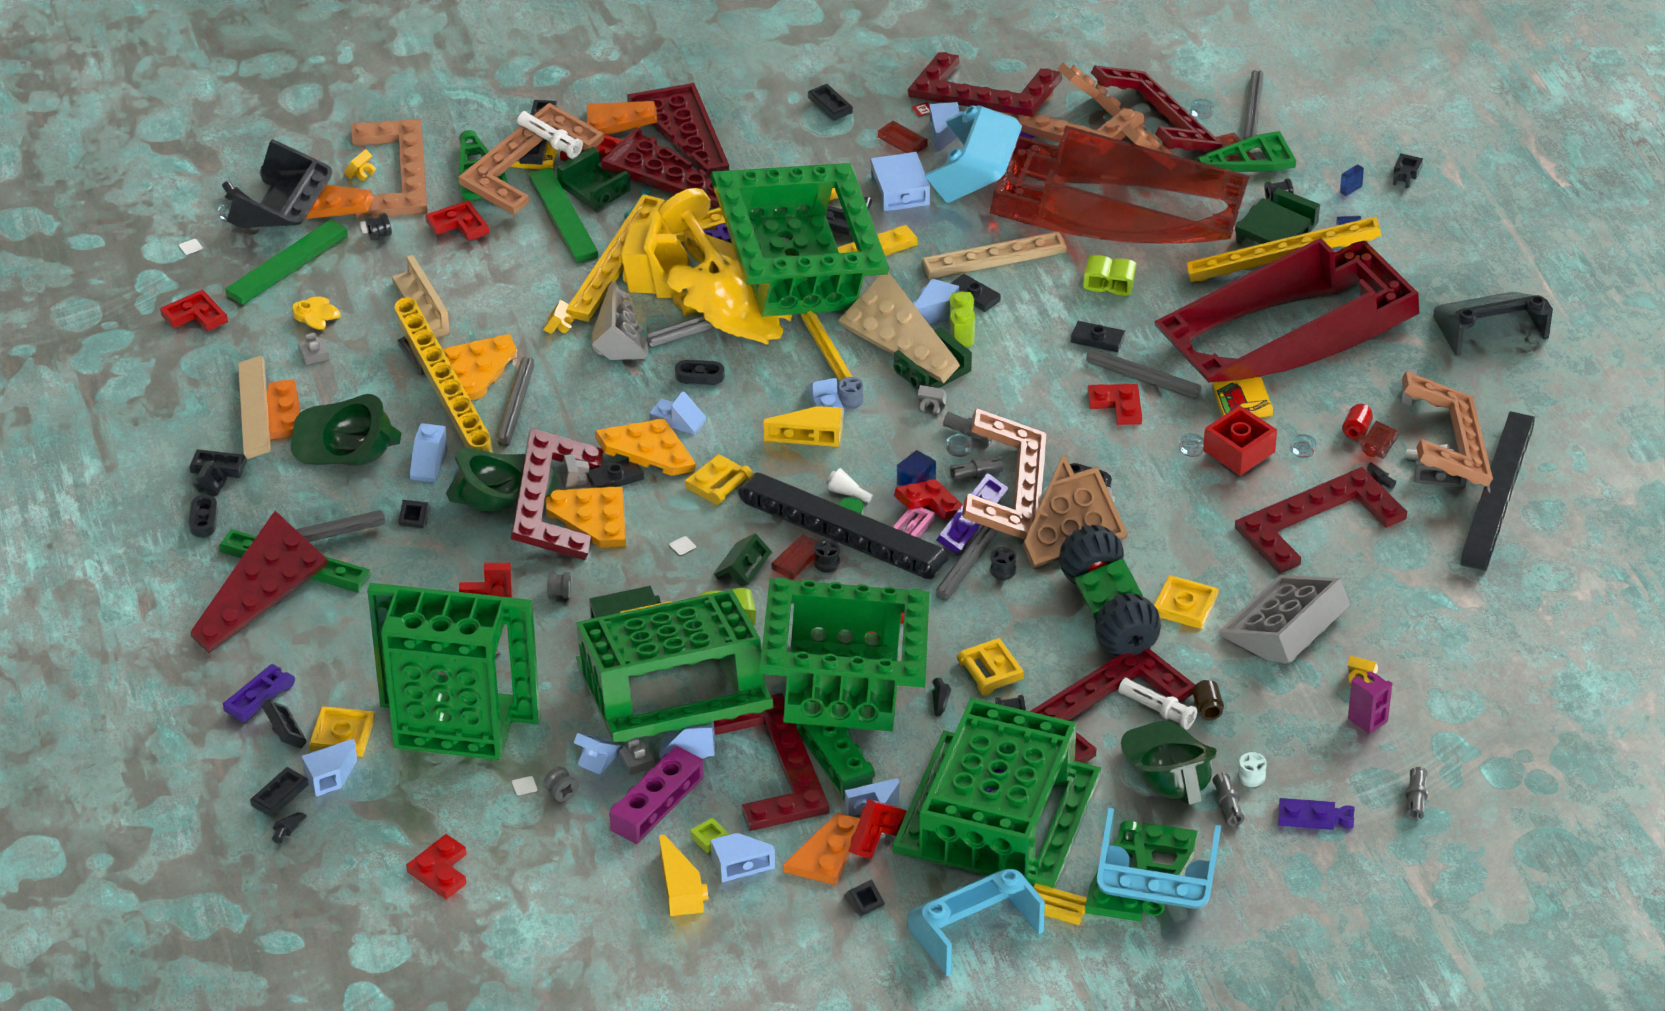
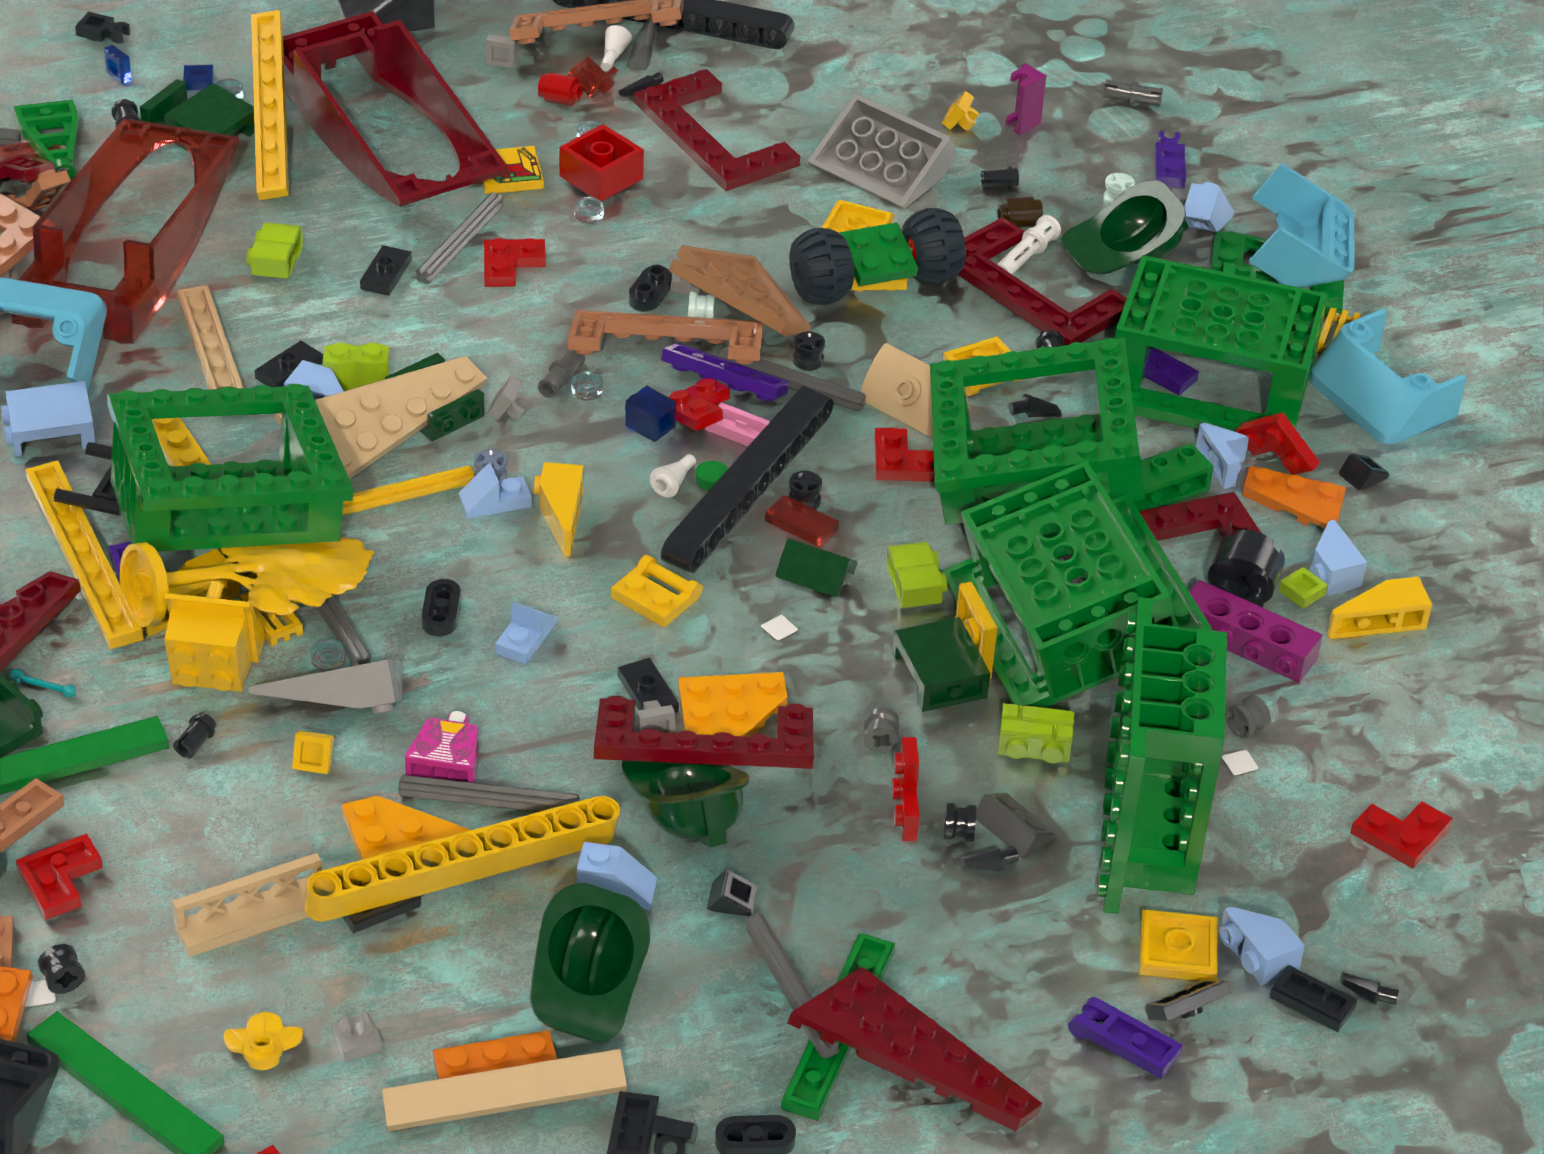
camera: 95 degrees left, 0 degrees up
(551, 376) = (445, 749): none -> dark pink torso
(553, 663) = (1036, 733): none -> lime brick
(577, 267) = (199, 729): none -> black pin
(608, 266) = (173, 695): yellow plate -> none
(648, 444) = (595, 653): light orange plate -> none
(716, 789) = (1247, 566): none -> black brick
(941, 608) = (900, 388): none -> tan shield
(976, 468) = (638, 366): dark grey pin -> none
(1210, 809) = (1207, 207): none -> light blue slope
(1264, 696) = (1000, 178): none -> black pin

